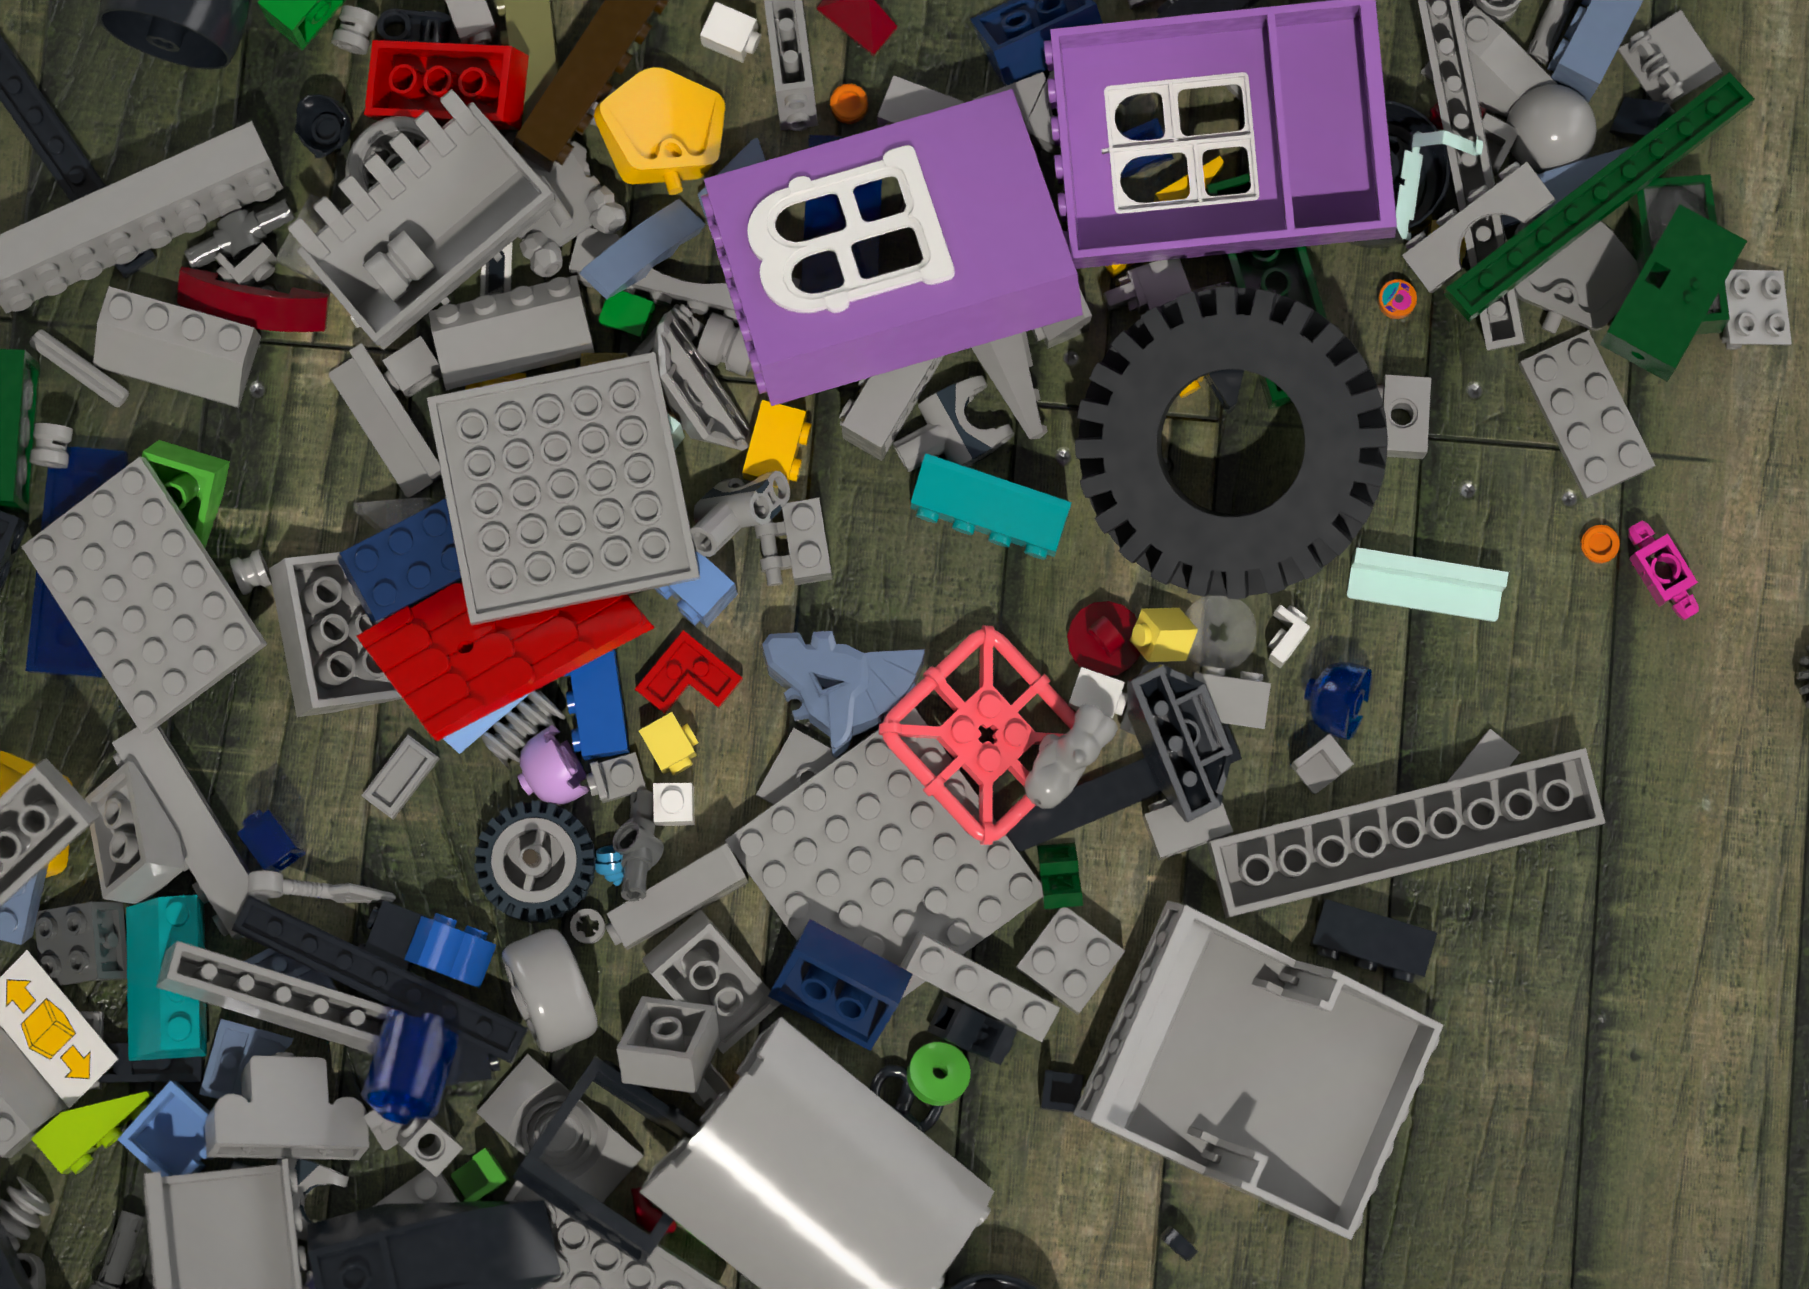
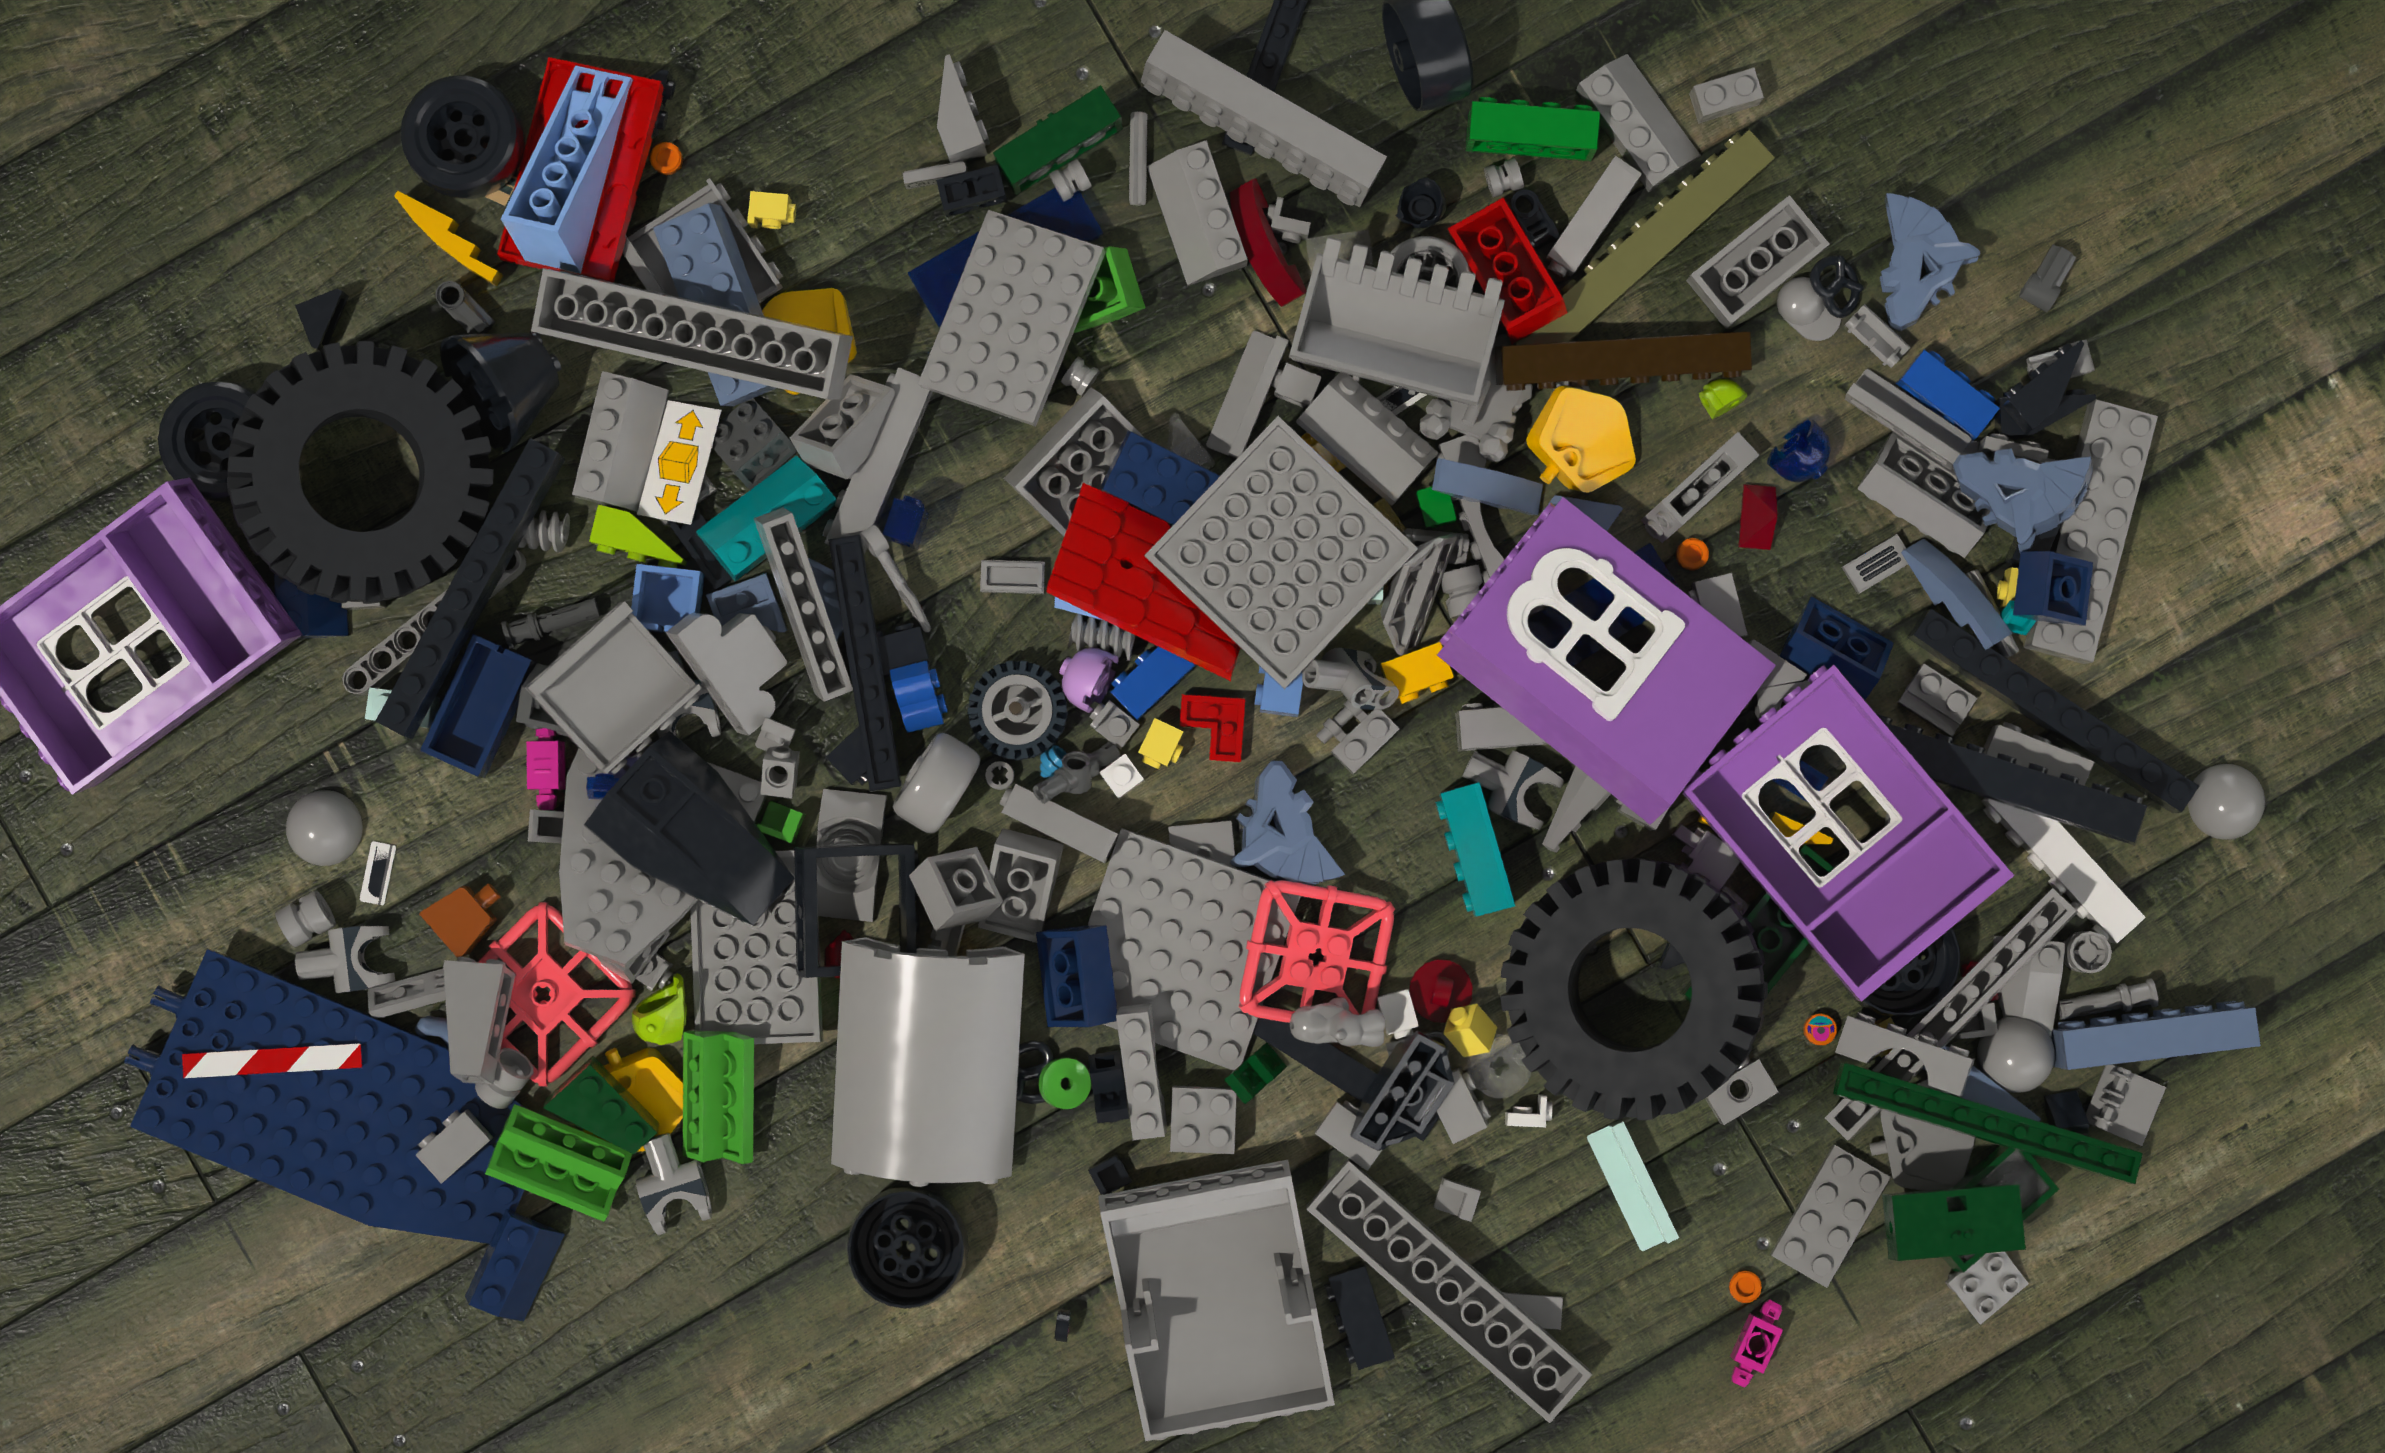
camera: 60 degrees right, 5 degrees up
(240, 234) = (1306, 201): dark grey pin -> none
(399, 266) = (1356, 330): light grey wheel -> none
(410, 1067) = (818, 727): clear blue cylinder -> none
(730, 32) = (1684, 438): white brick -> none
(1338, 698) = (1510, 1179): clear blue cylinder -> none
(1412, 168) = (1913, 981): light aqua piece -> none

